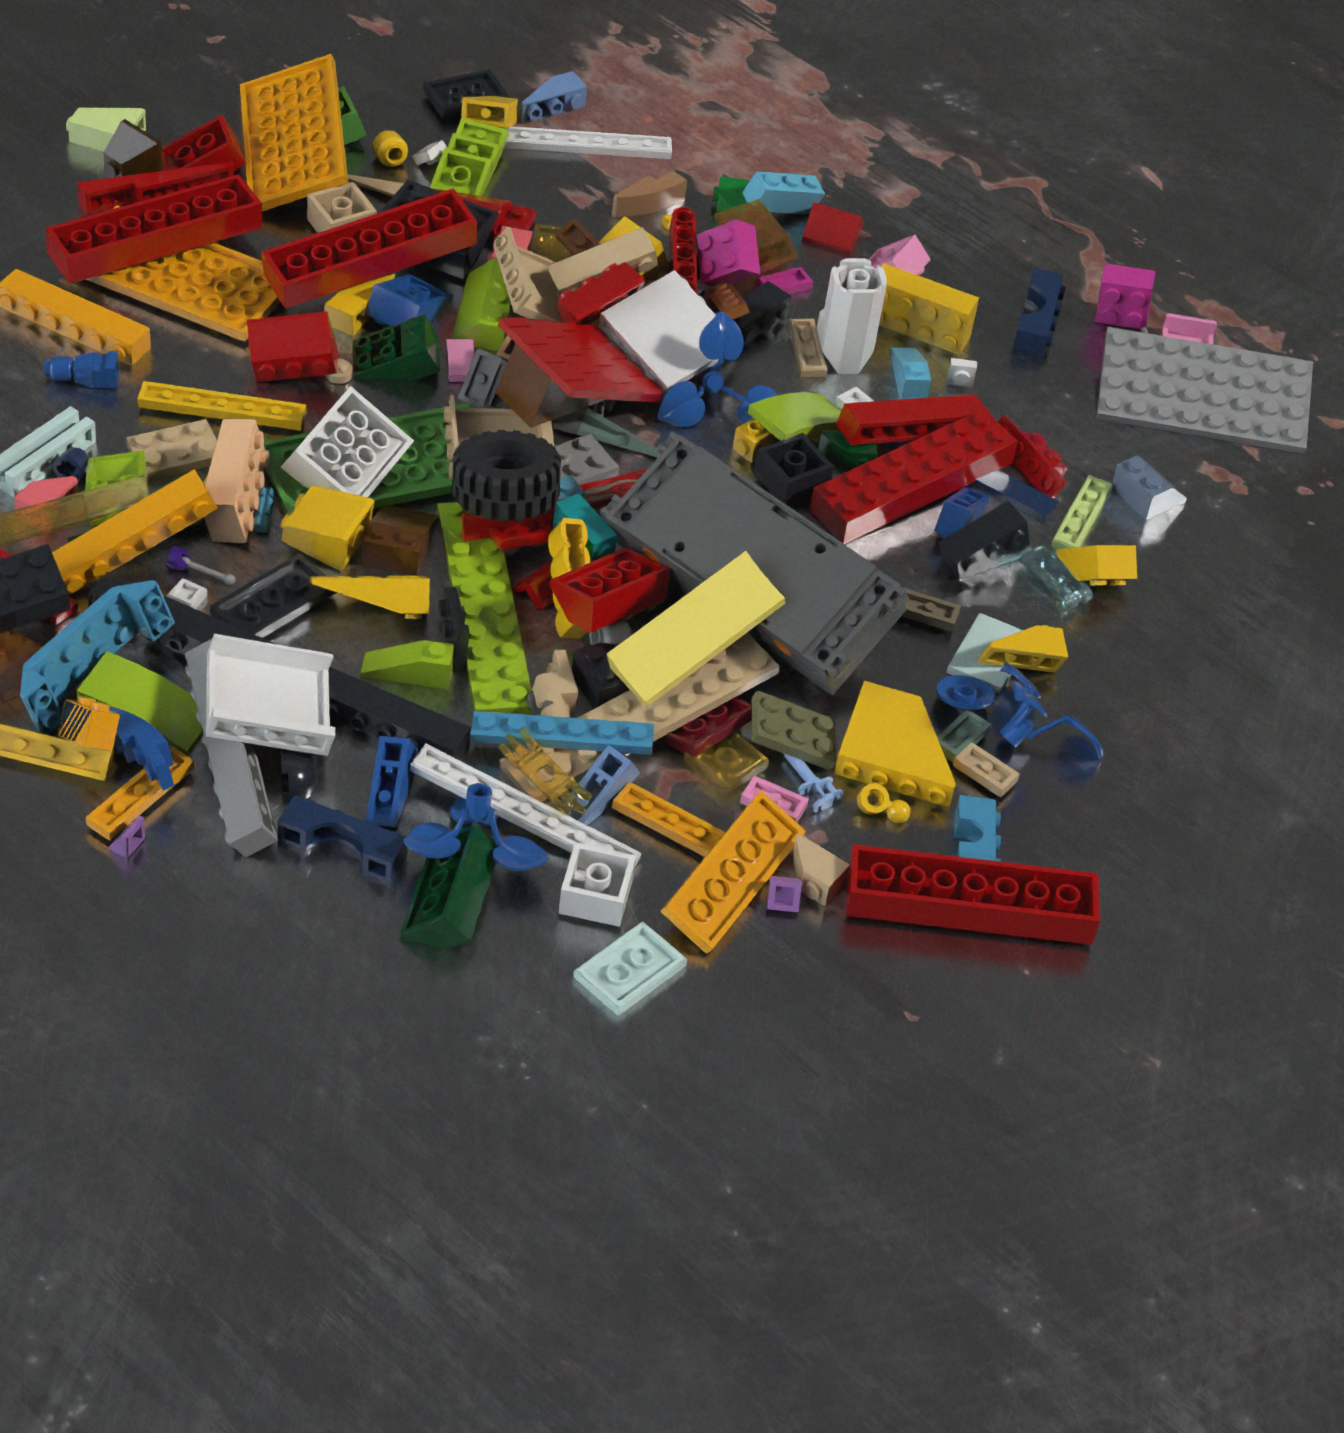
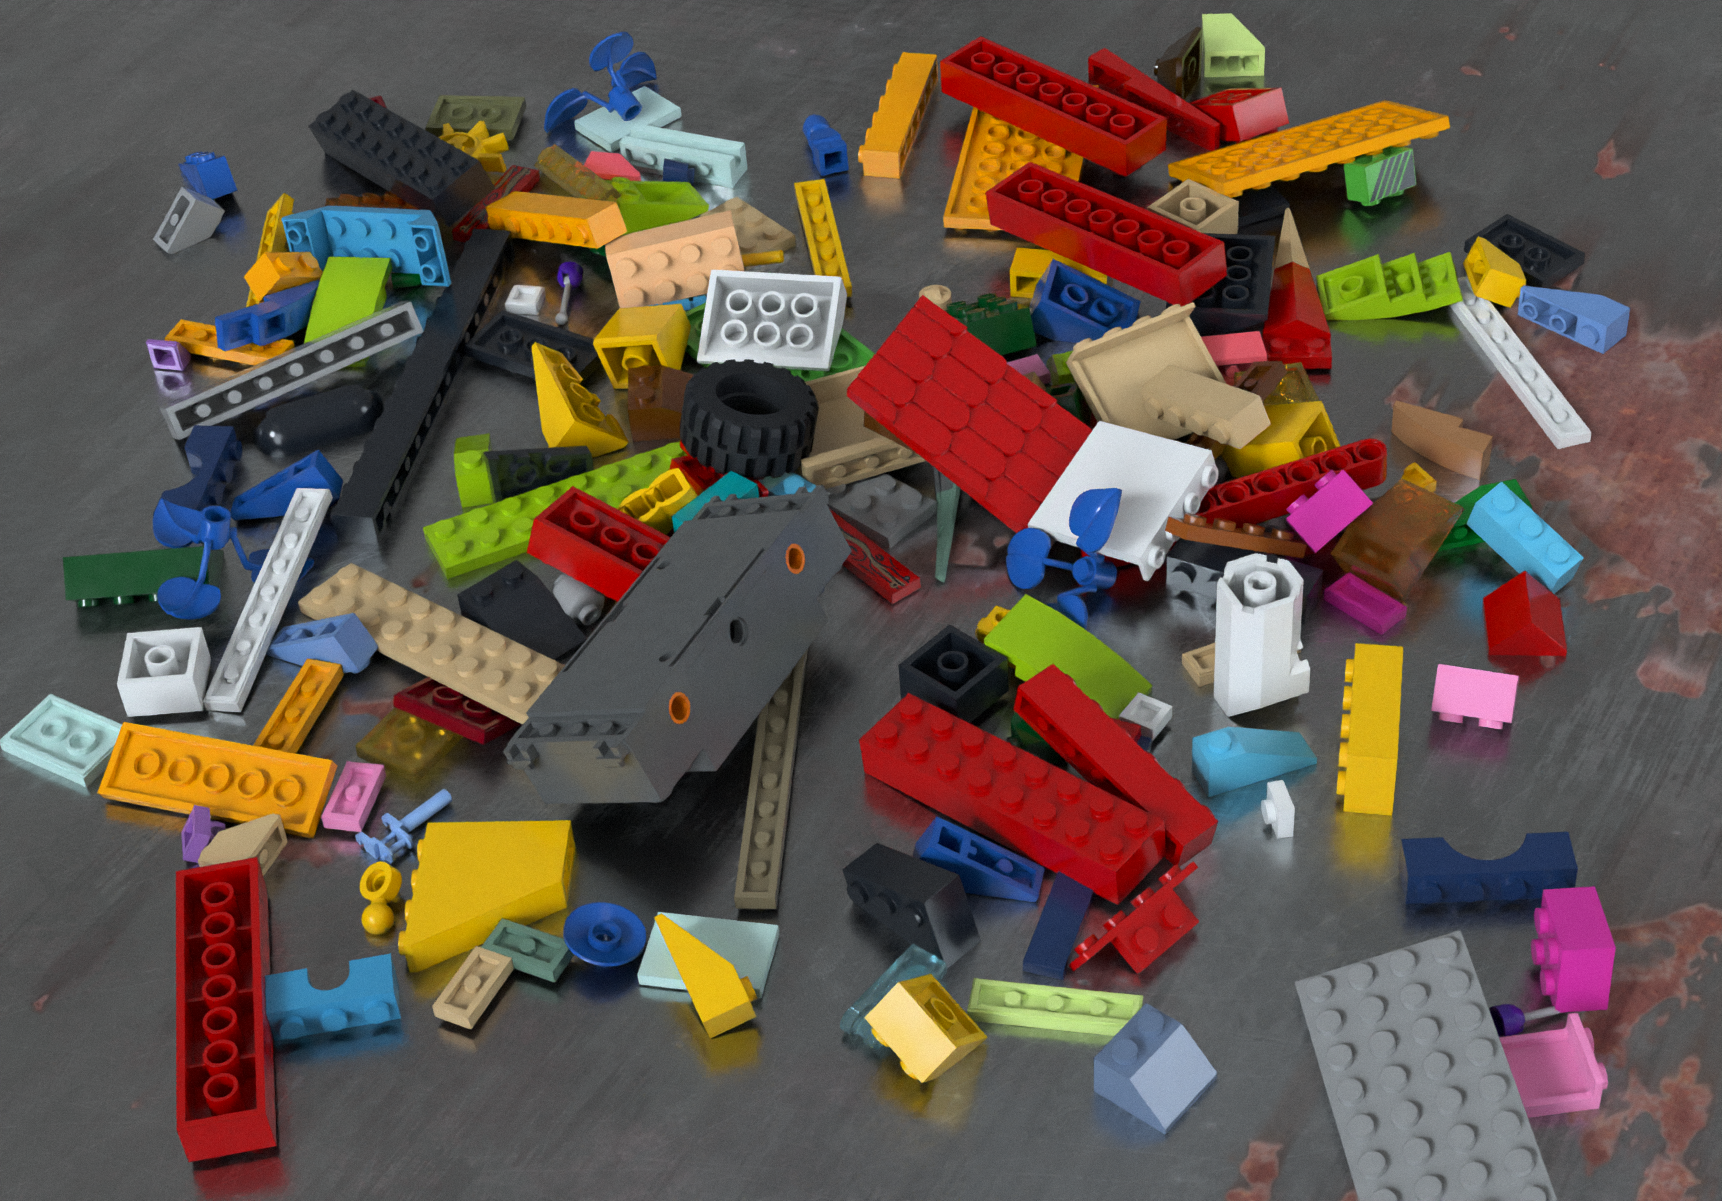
camera: 85 degrees right, 5 degrees down
(268, 695) = (340, 361): white panel -> none
(292, 346) = (919, 244): red slope -> none
(390, 148) = (1356, 224): yellow head -> none
(430, 153) = (1365, 251): white plate -> none
(537, 759) = (332, 573): clear yellow piece -> none
(554, 691) = (455, 573): tan plate -> none
(564, 732) = (384, 588): dark azure plate -> none
(599, 294) = (1129, 408): red slope -> none
(695, 629) = (538, 615): light yellow arch -> none
(793, 730) = (466, 773): olive plate -> none
(1020, 726) = (526, 955): blue plant -> none

